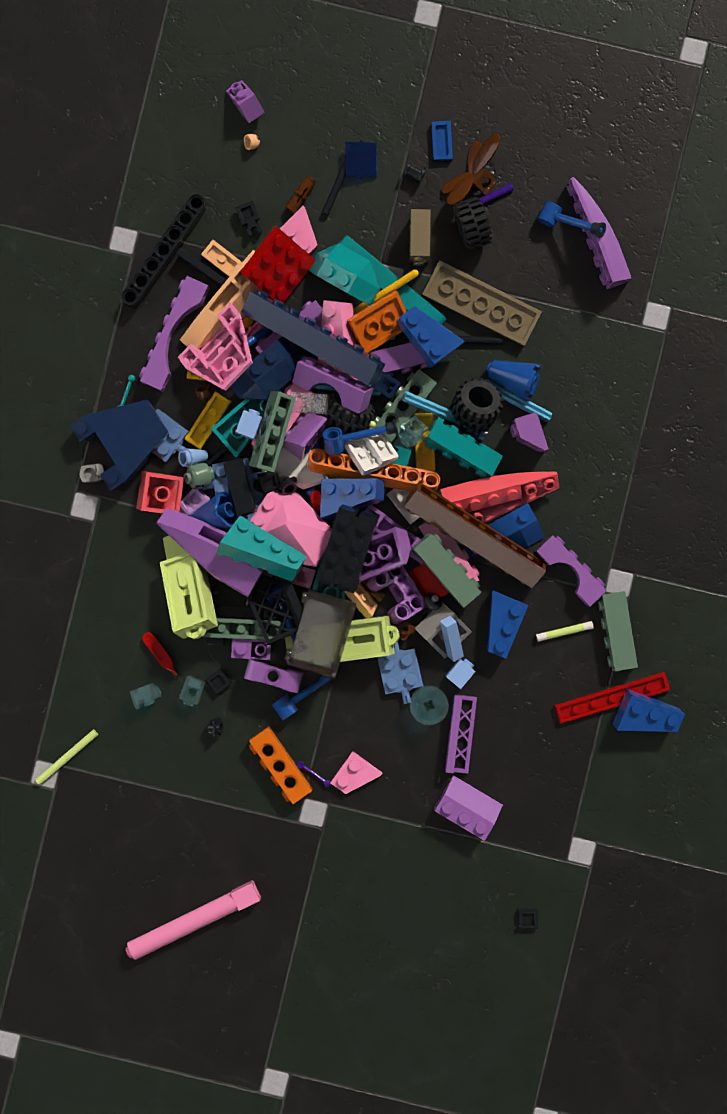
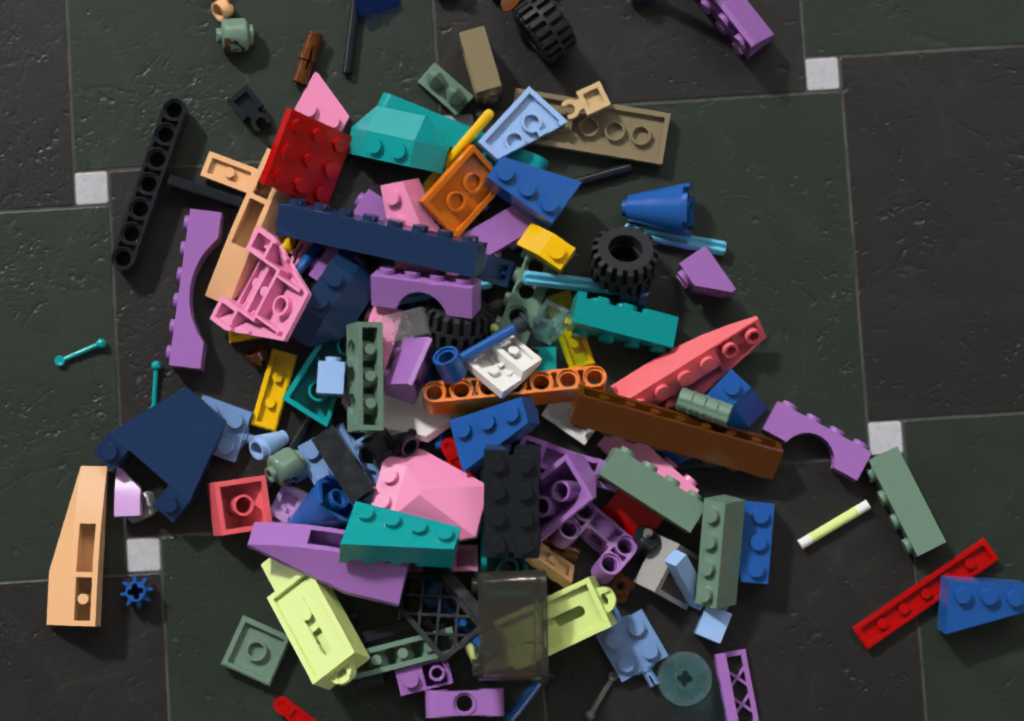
camera: 15 degrees left, 5 degrees down
(39, 495) = (79, 556): none -> light nougat wedge
(66, 354) = (60, 360): none -> teal hinge
(69, 526) = (142, 596): none -> blue gear
(85, 462) = (127, 496): none -> lavender slope
(142, 596) = (256, 650): none -> sand green plate
(254, 162) = (235, 35): none -> sand green head
(380, 688) = (590, 714): none -> dark grey hinge
(390, 246) = (445, 89): none -> sand green tile
(426, 379) = (546, 247): none -> yellow slope
(434, 288) = (520, 125): none -> light blue wing
(480, 626) = (720, 551): none -> sand green brick
(489, 285) = (590, 100): none -> tan plate
(500, 523) = (704, 407): none -> sand green axle

